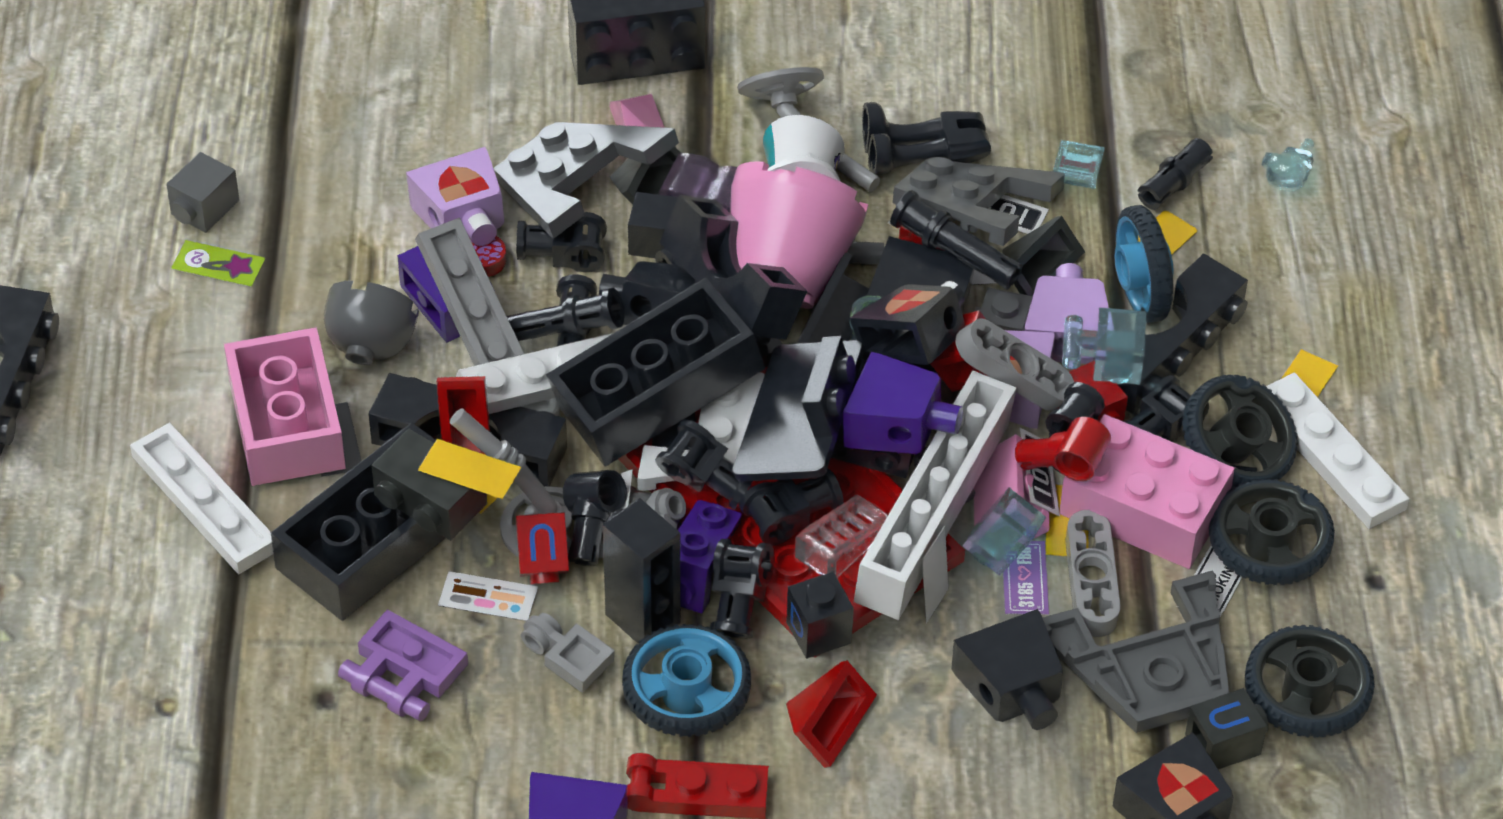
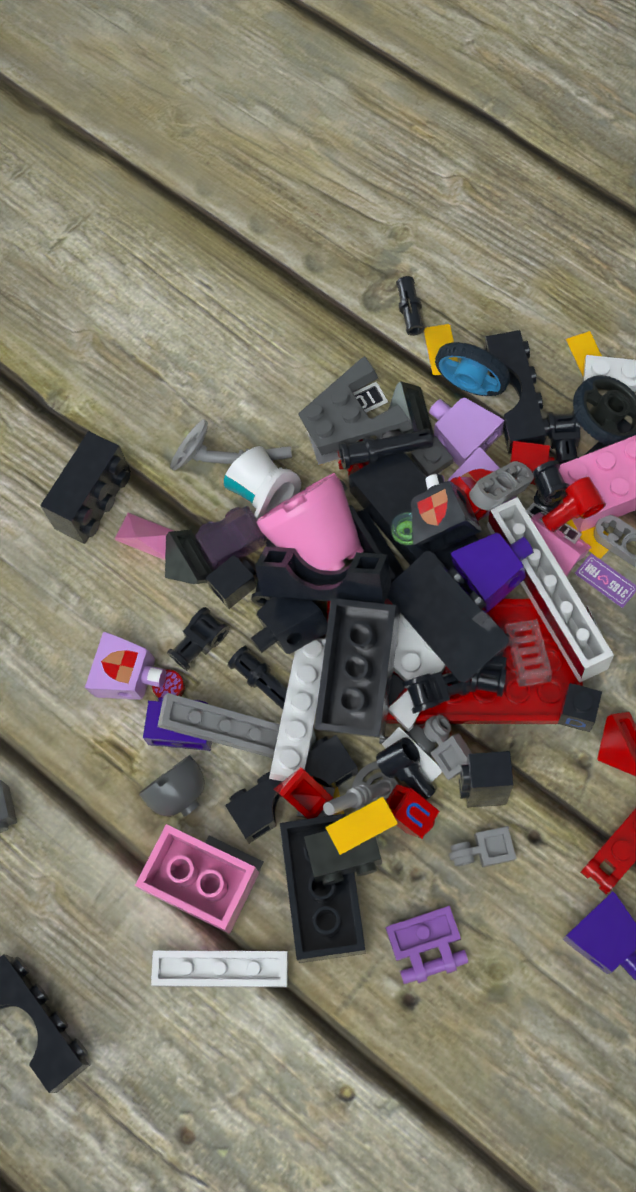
camera: 40 degrees left, 20 degrees up
(218, 263) = (46, 832): lime sticker -> none
(488, 596) = (406, 861): white sticker -> none
(566, 157) = (142, 598): wing -> none
(573, 316) = (268, 677): black pin -> none
(686, 661) = (542, 829): dark azure wheel -> none
(698, 539) = (475, 725): dark purple bracket -> none
(740, 579) = (518, 728): black connector -> none
(952, 136) = (287, 388): black piece -> none
(1004, 531) = (589, 571): clear light blue brick -> none
(1079, 163) = (360, 344): clear light blue tile -> none
(1115, 345) = (520, 426): clear light blue brick -> none
(1291, 168) = (451, 250): clear light blue piece -> none

